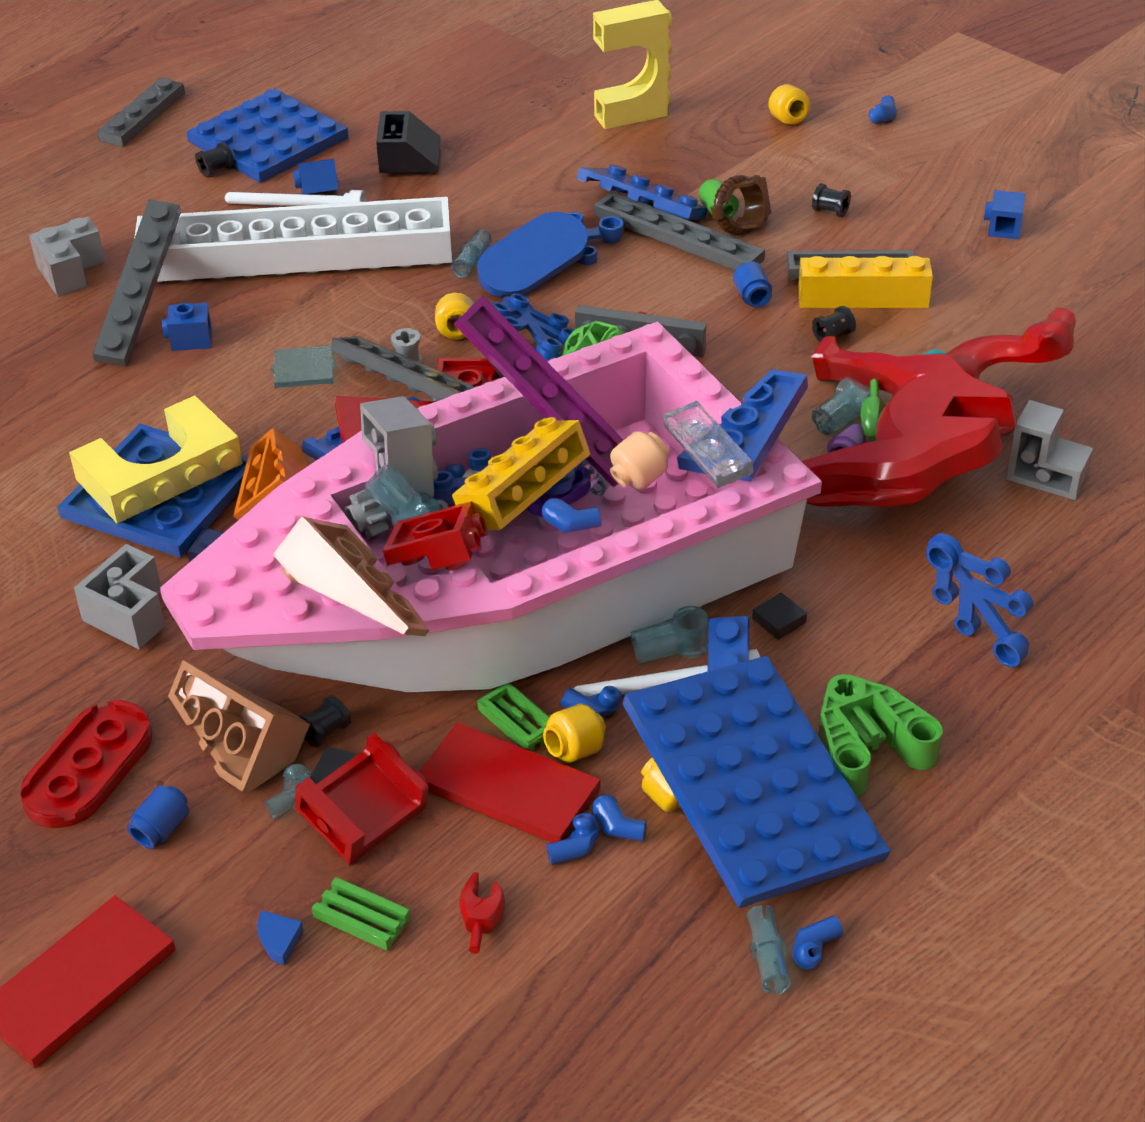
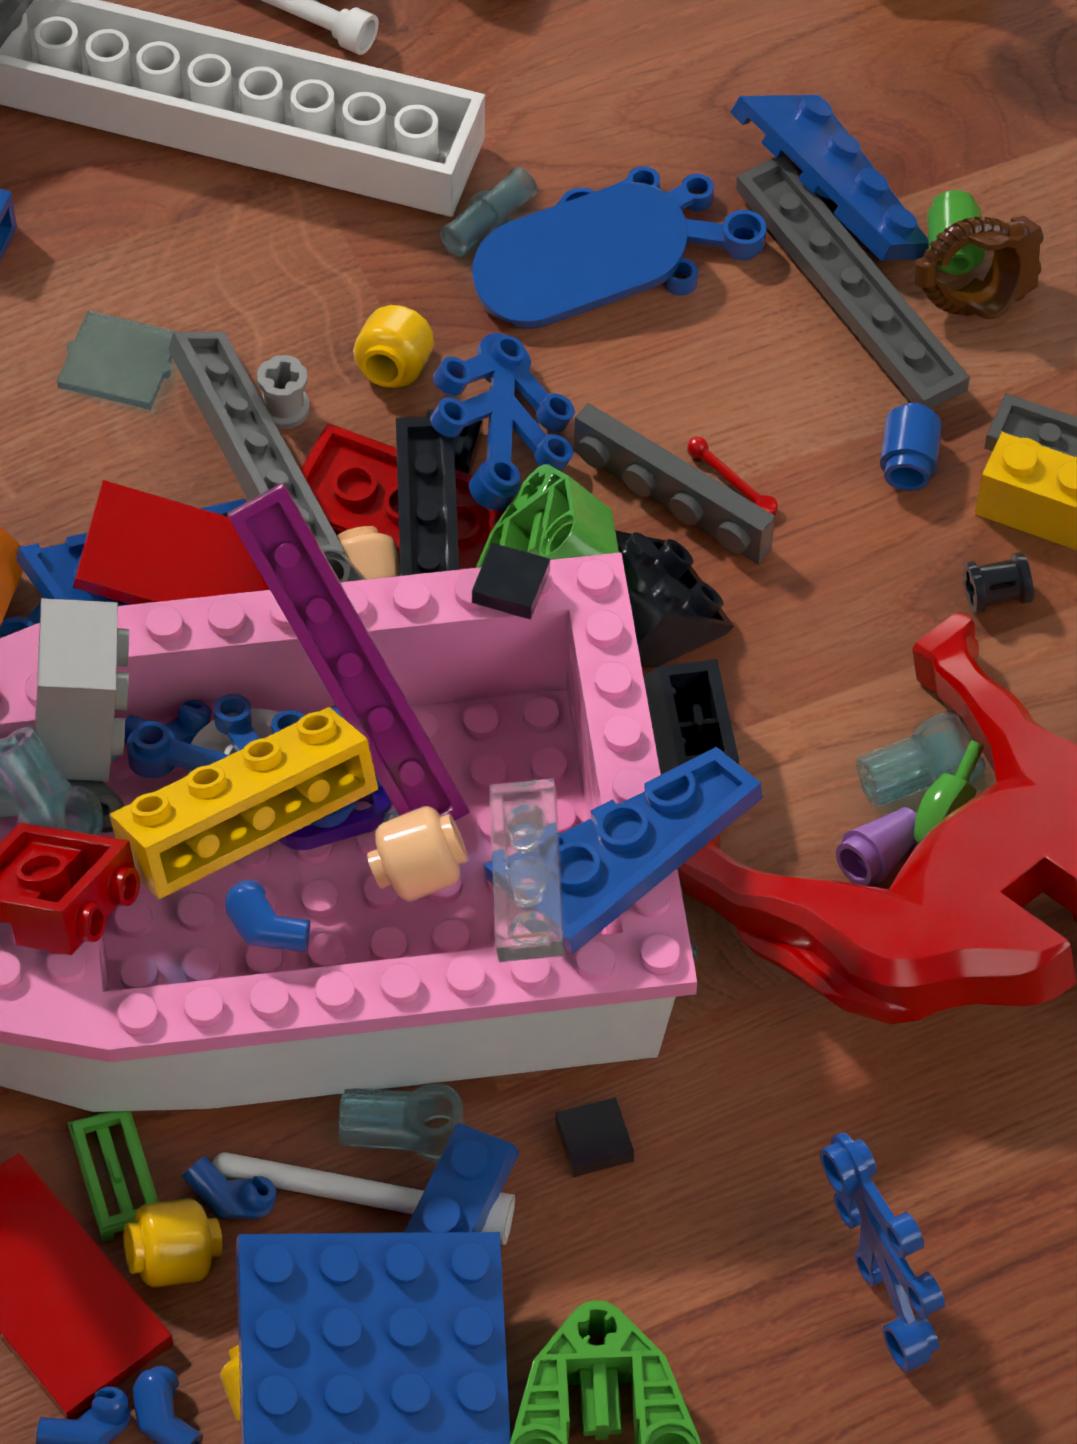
camera: 20 degrees right, 15 degrees up
(610, 341) = (511, 581): none -> black tile

